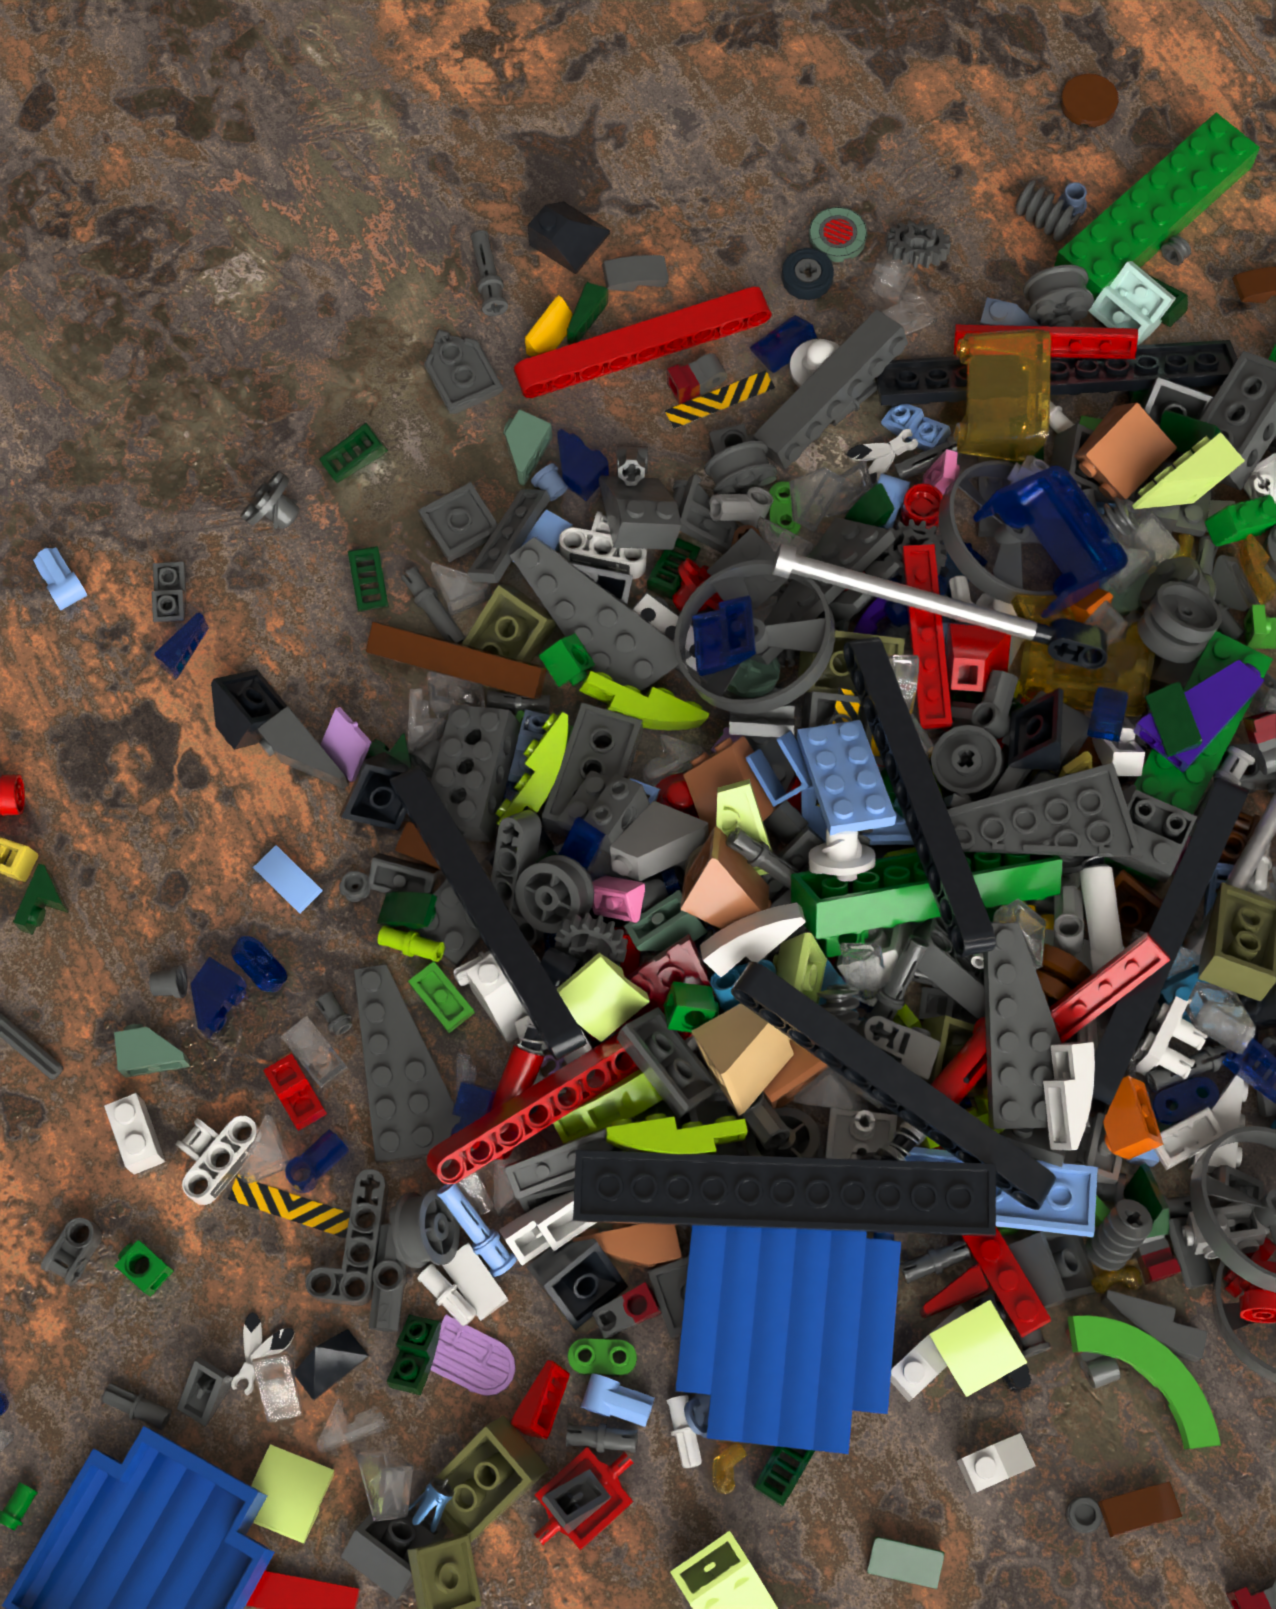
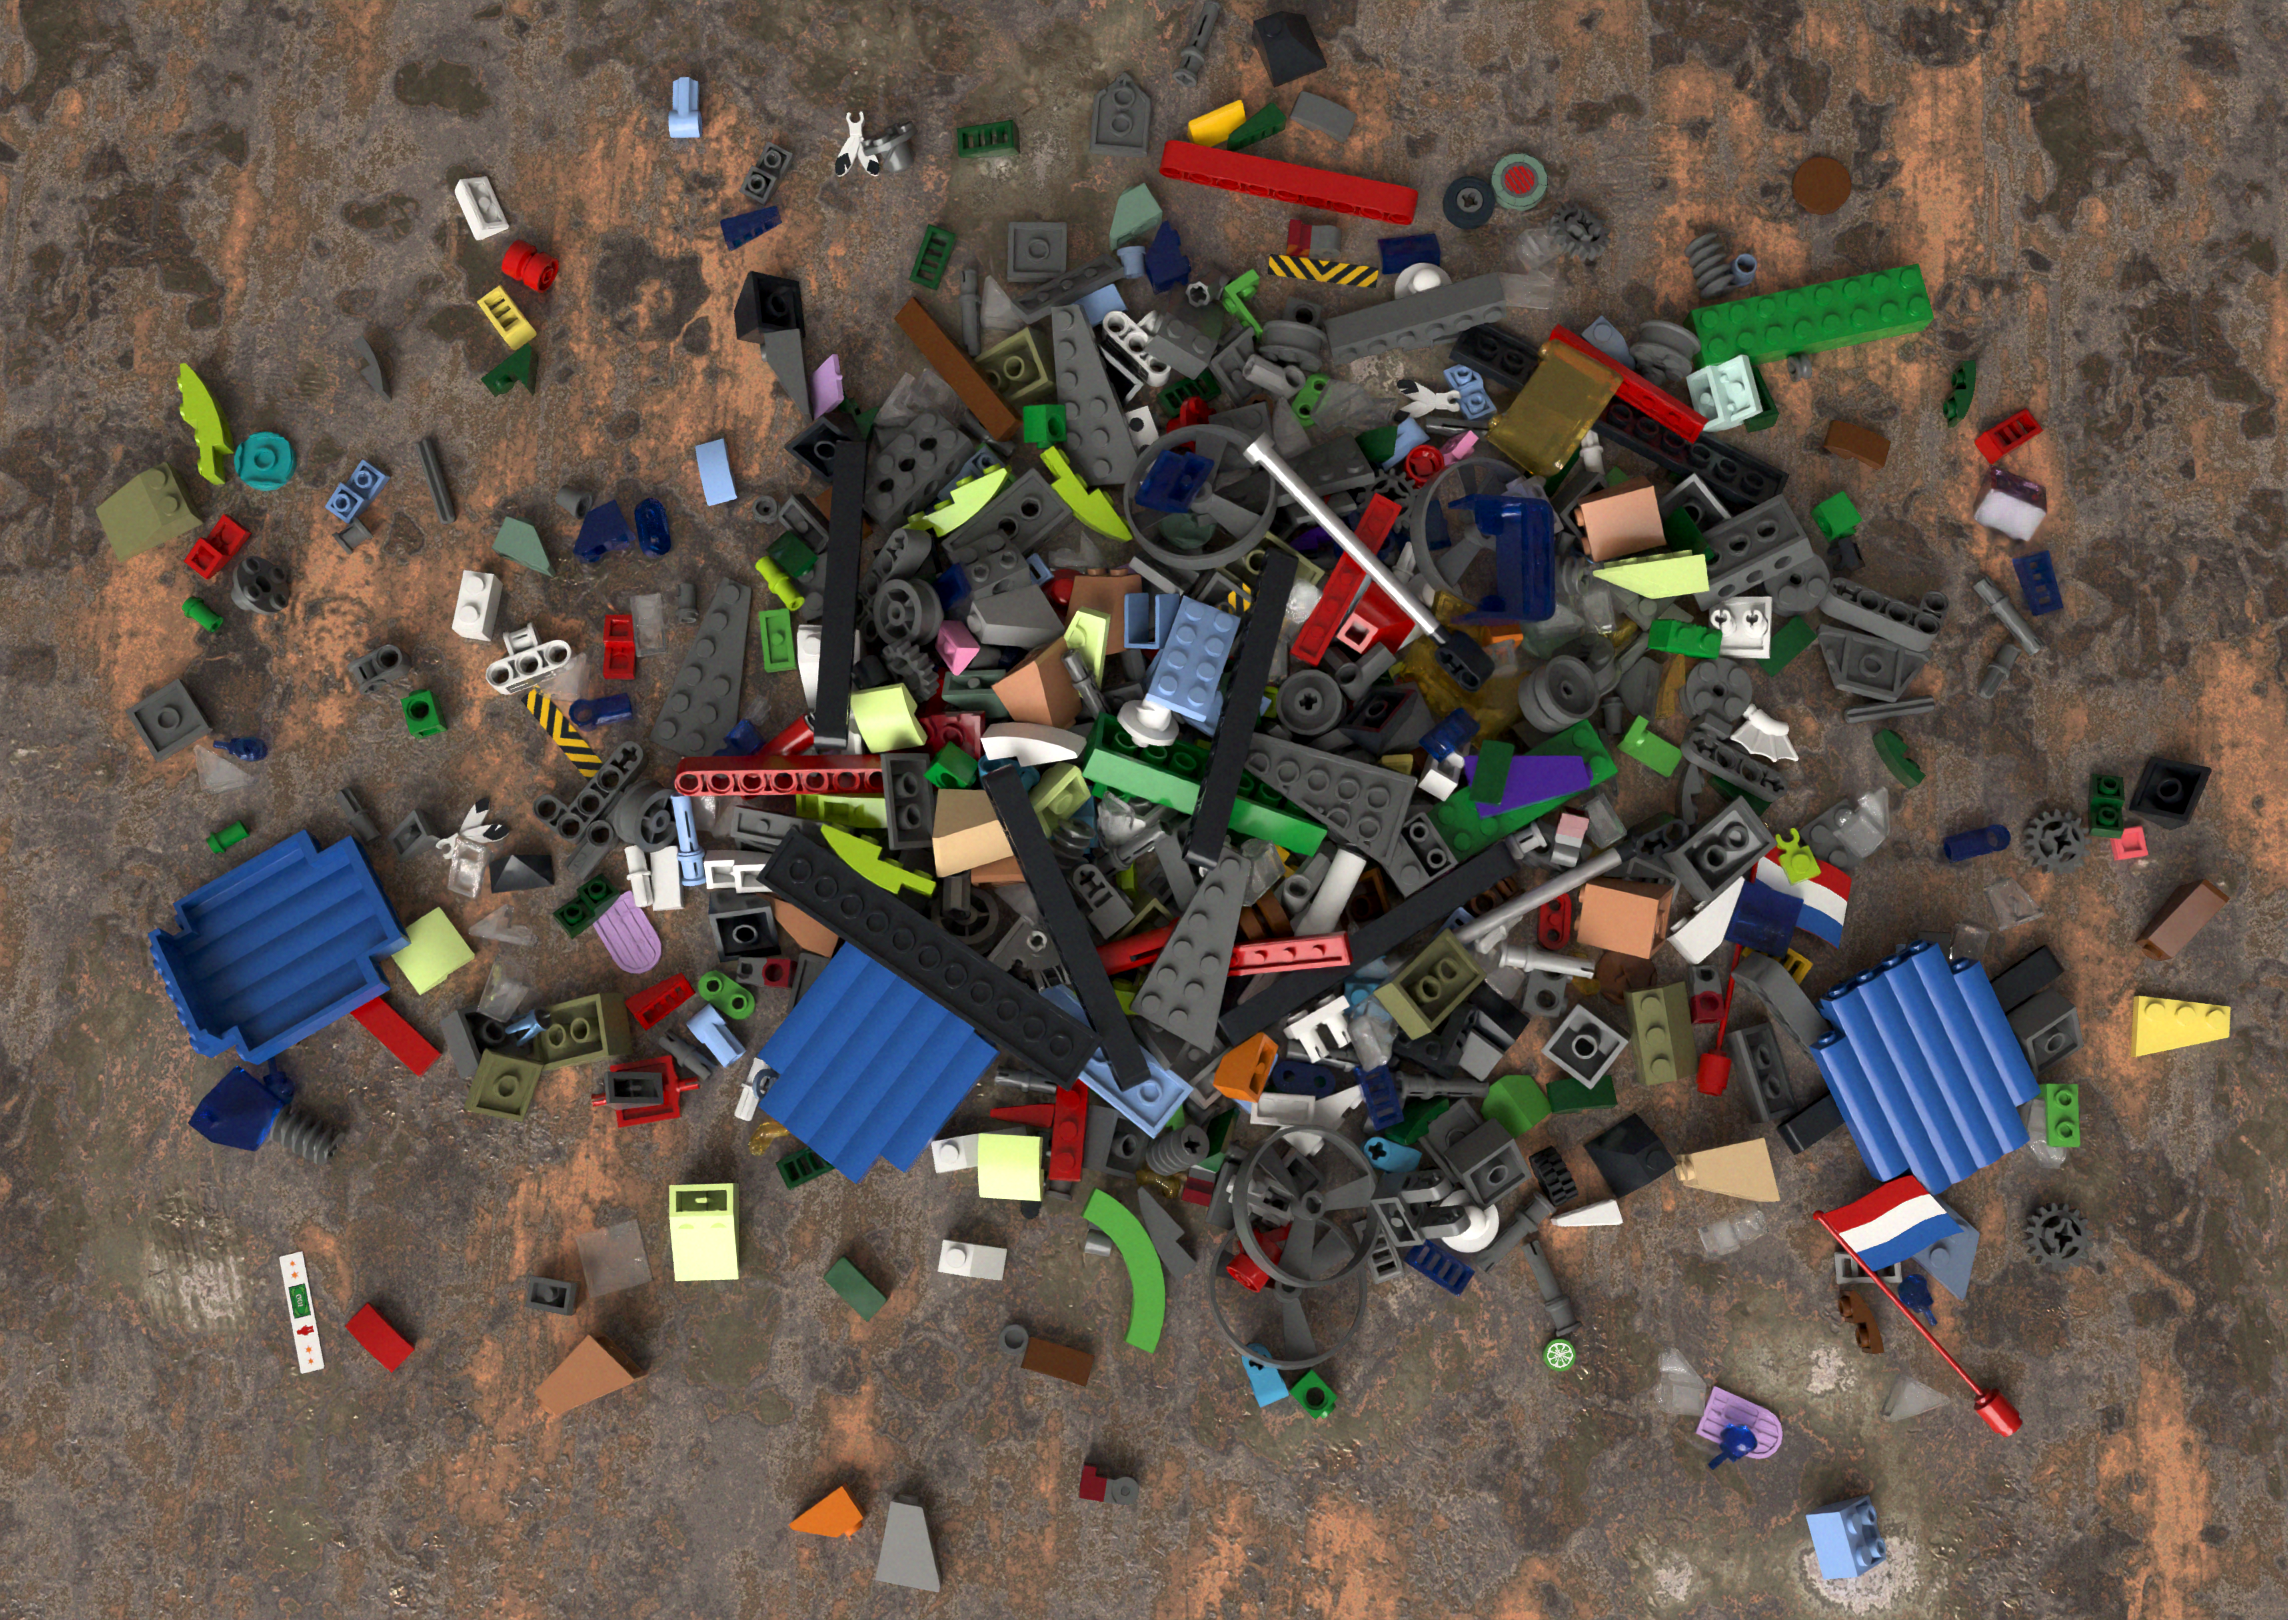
camera: 25 degrees right, 10 degrees up
(236, 526) = (854, 148): none -> white piece
(661, 462) = (1243, 289): none -> bright green bracket
(1069, 1093) = (1205, 1018): white slope -> none

